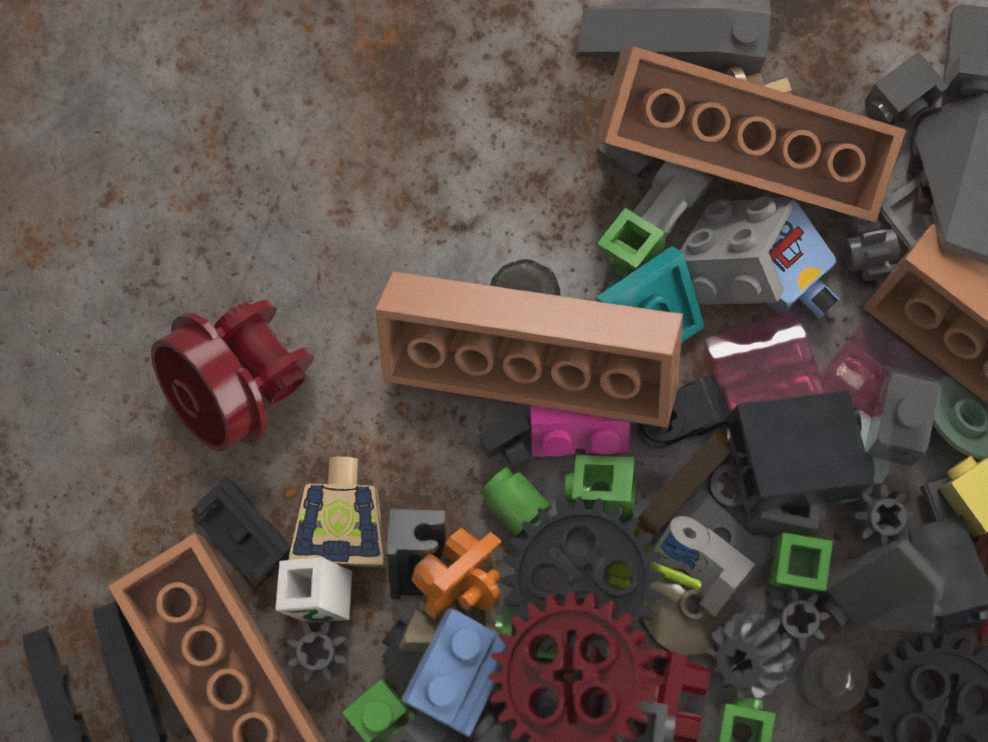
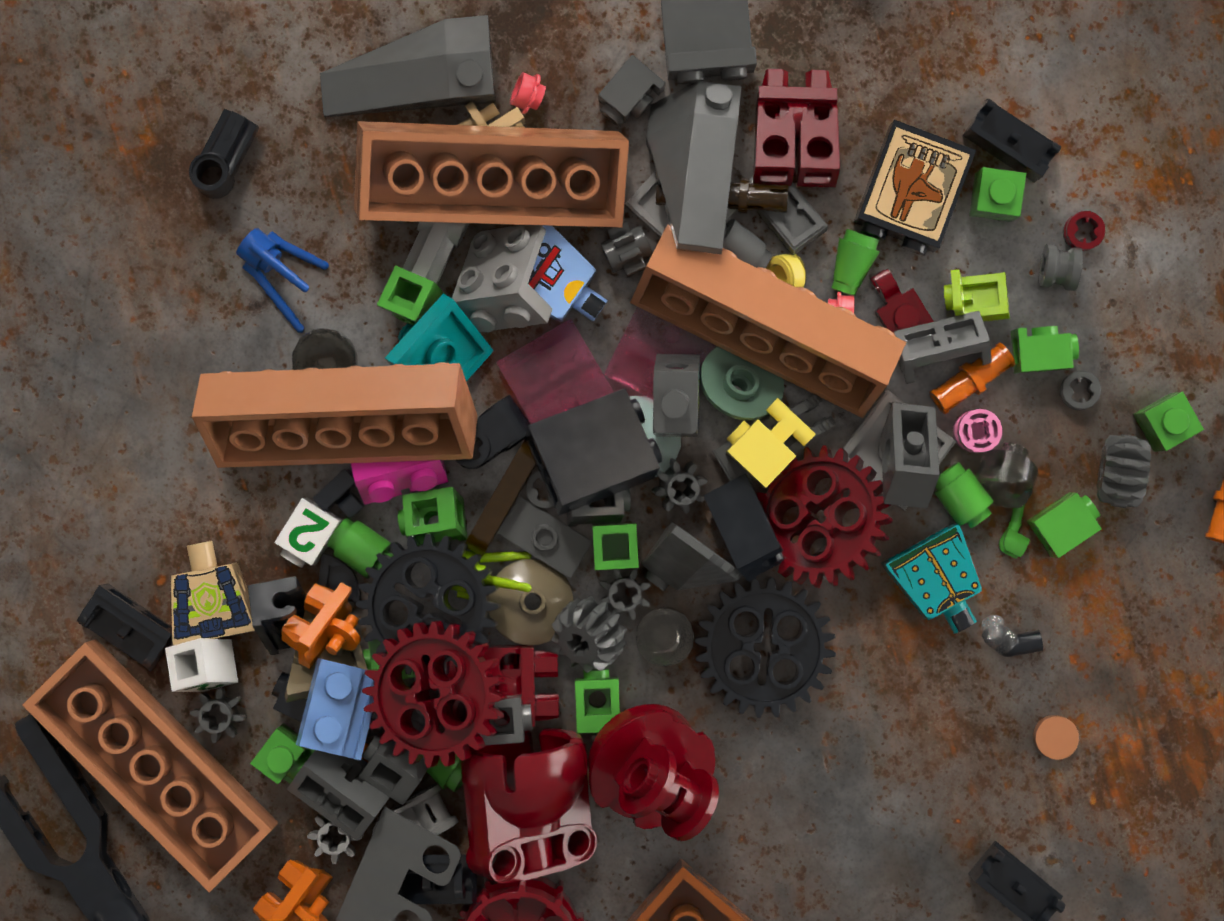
camera: 15 degrees left, 10 degrees up
(227, 372) = (62, 509): dark red piece -> none
(462, 473) = (307, 533): none -> white brick
(466, 62) = (224, 150): none -> black piece
(480, 523) = (334, 572): none -> black tile
(485, 172) = (262, 253): none -> blue plant
(703, 556) = (531, 562): light grey leg -> none
(796, 70) = (527, 92): none -> coral plate

